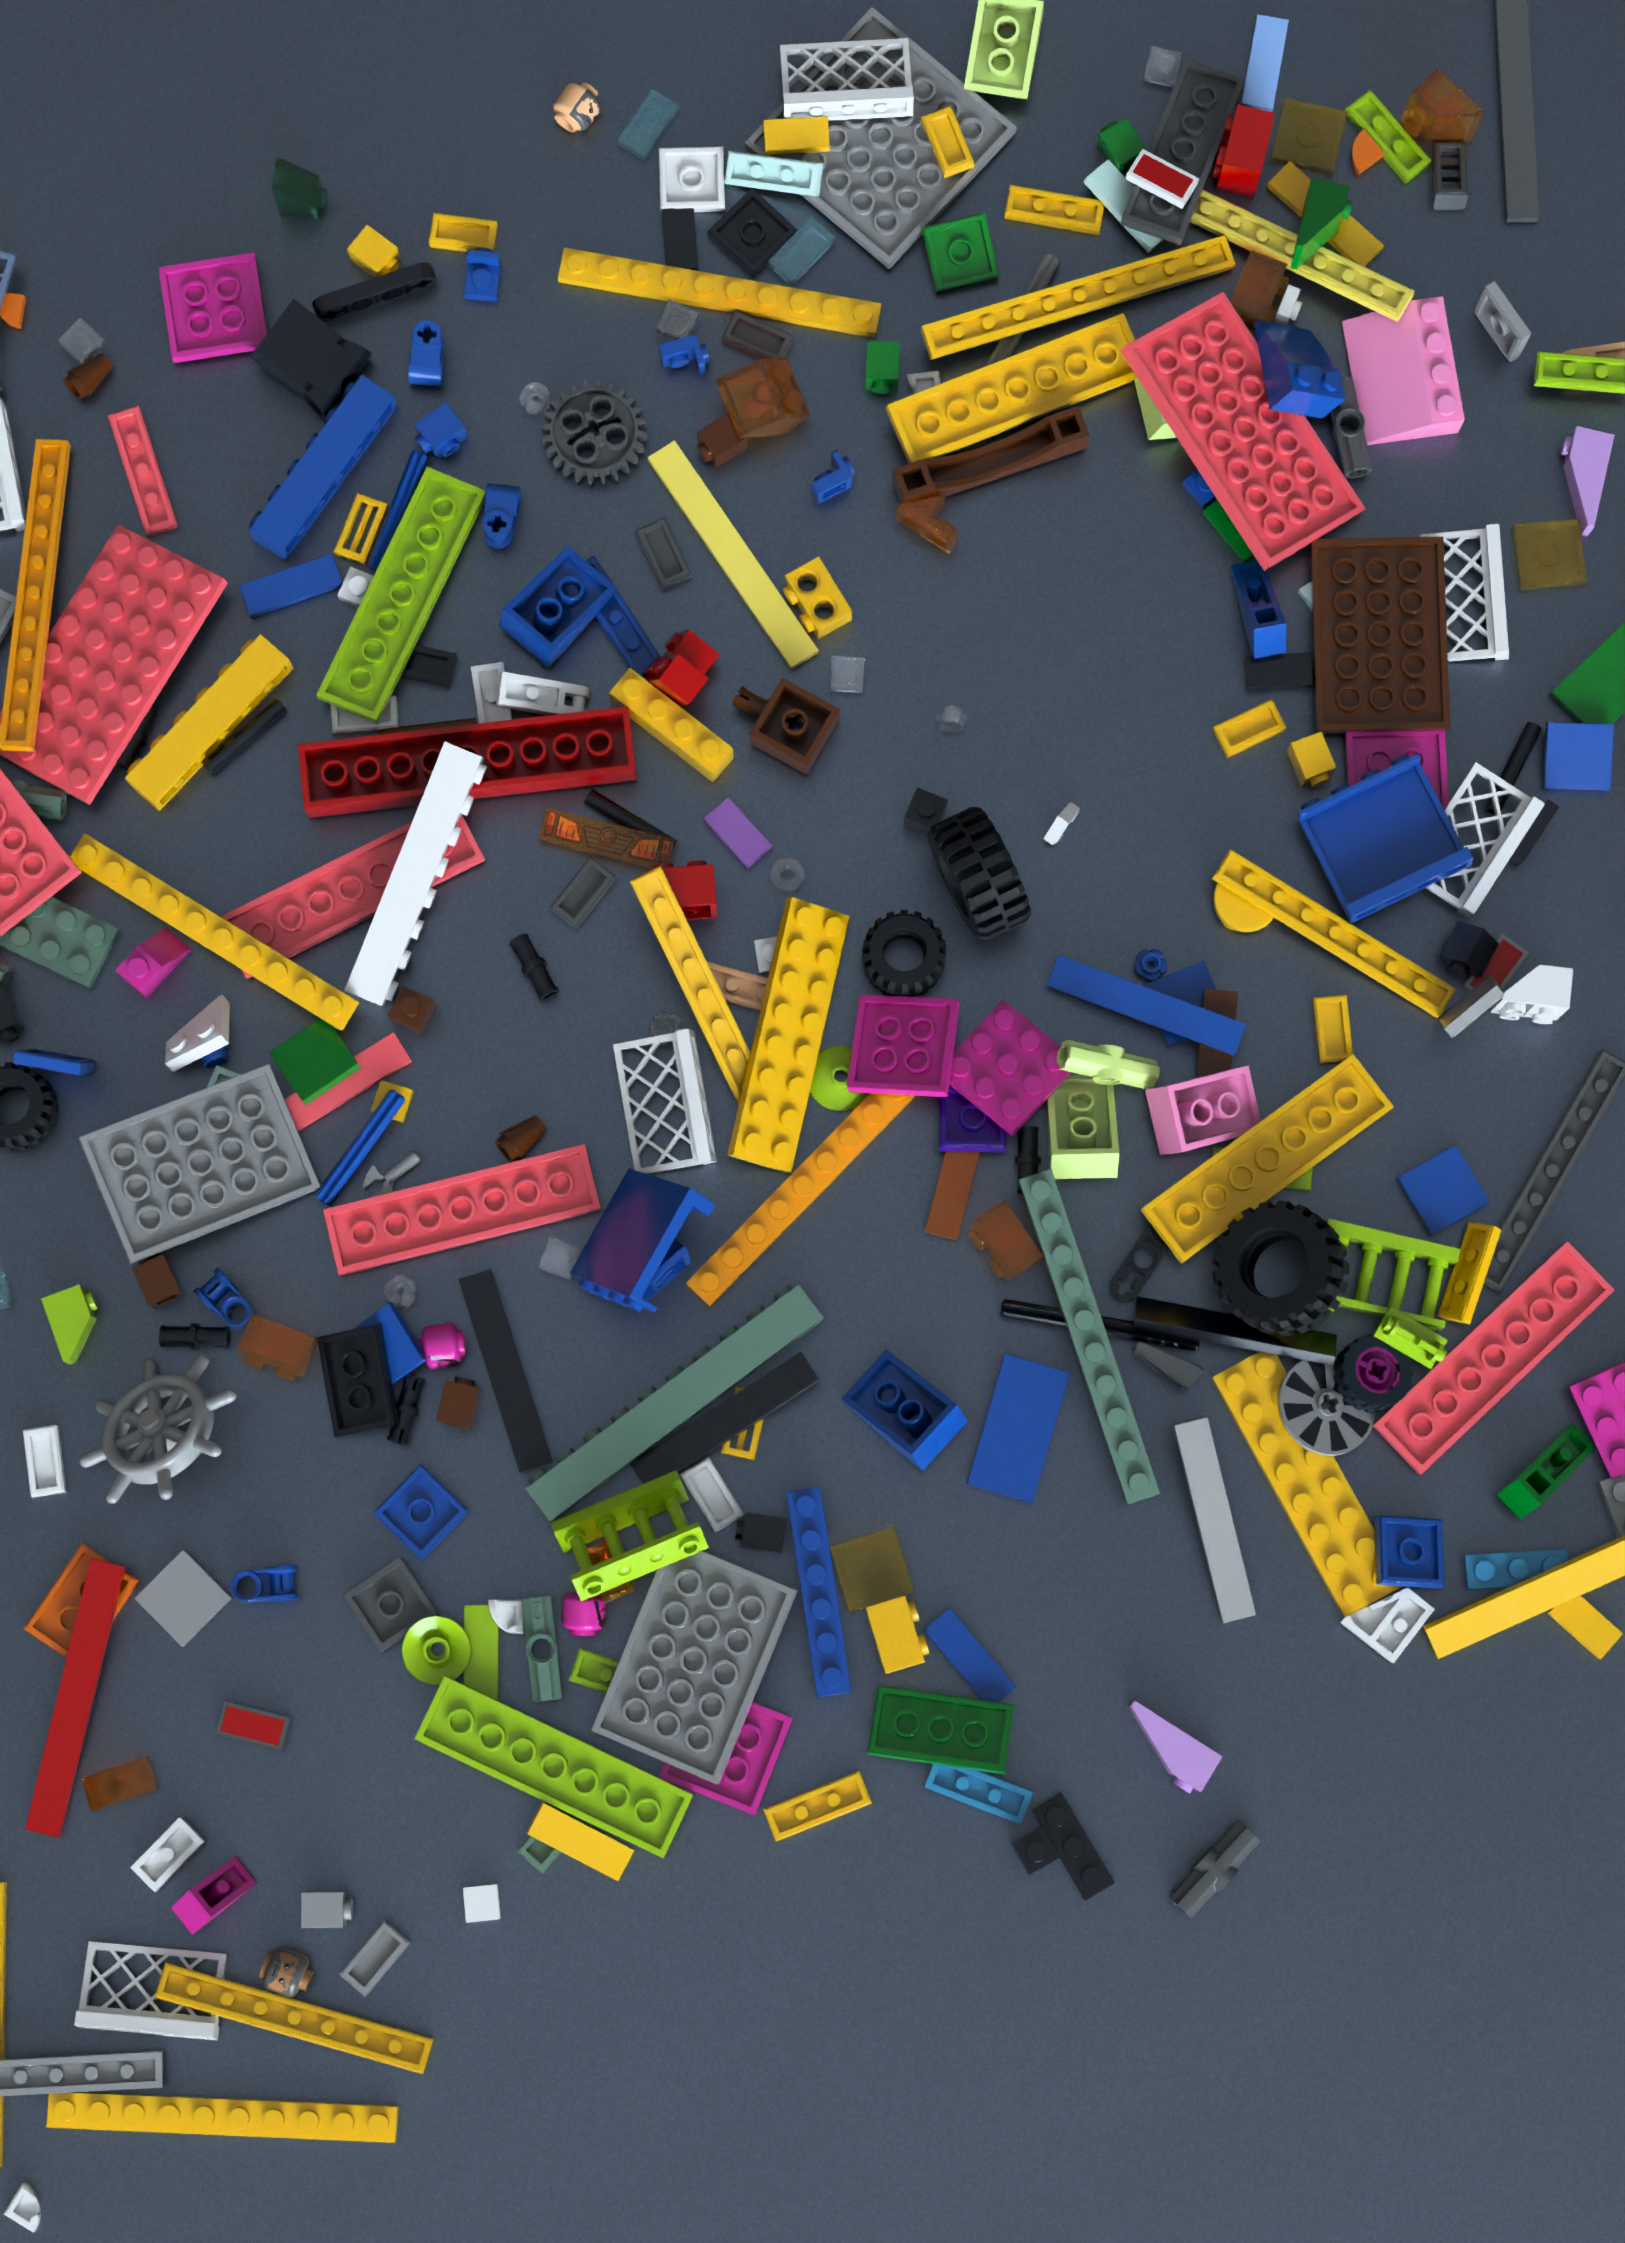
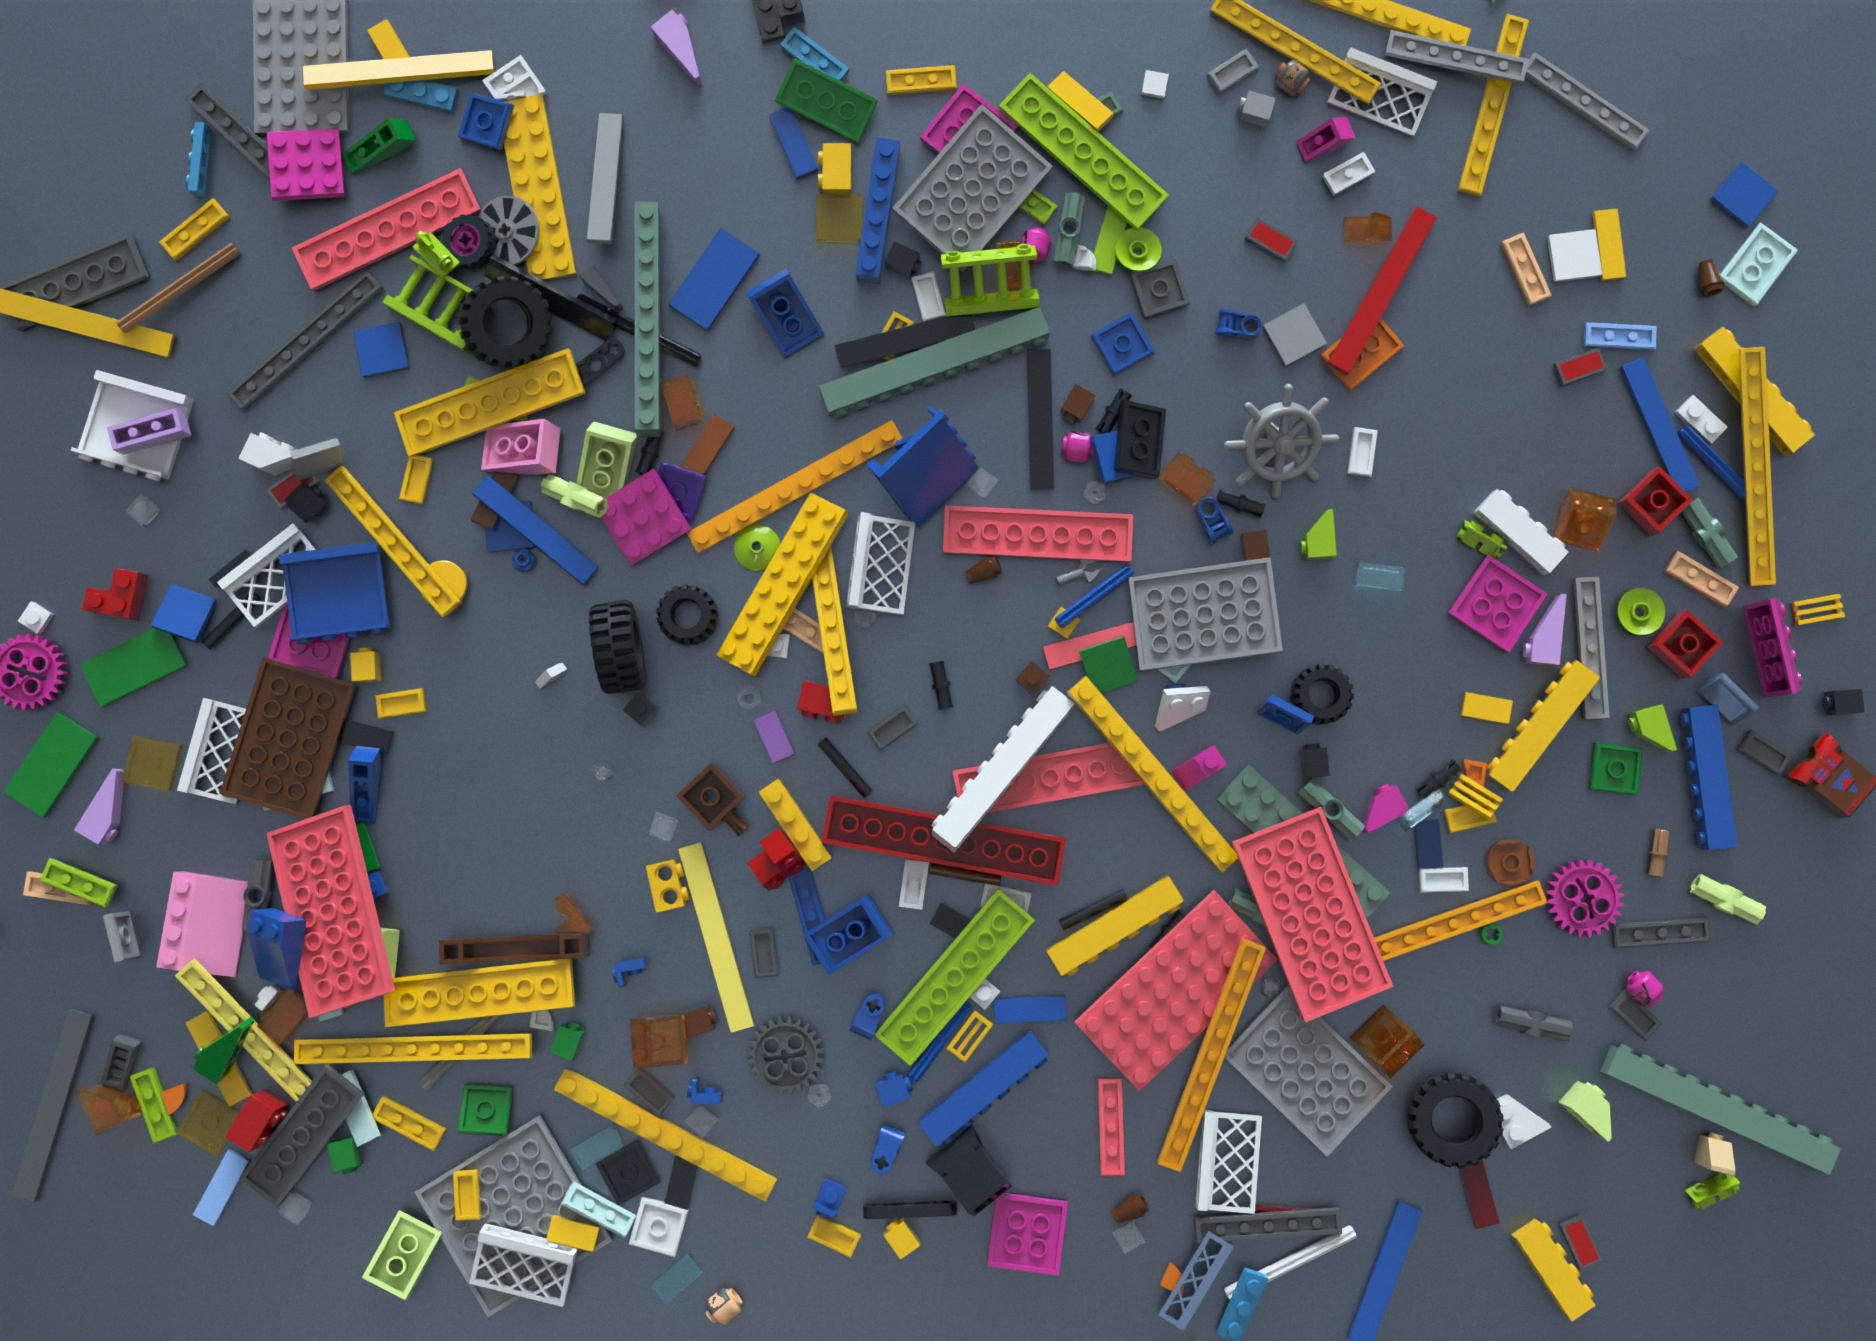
camera: 160 degrees left, 5 degrees up
(297, 190) = (942, 1301): clear green slope -> none
(539, 694) = (879, 872): white plate -> none
(605, 838) = (865, 758): clear orange tile -> none
(903, 1045) = (707, 551): dark pink plate -> none
(1162, 178) = (323, 1115): tile -> none
(1469, 1273) = (386, 282): yellow tile -> none

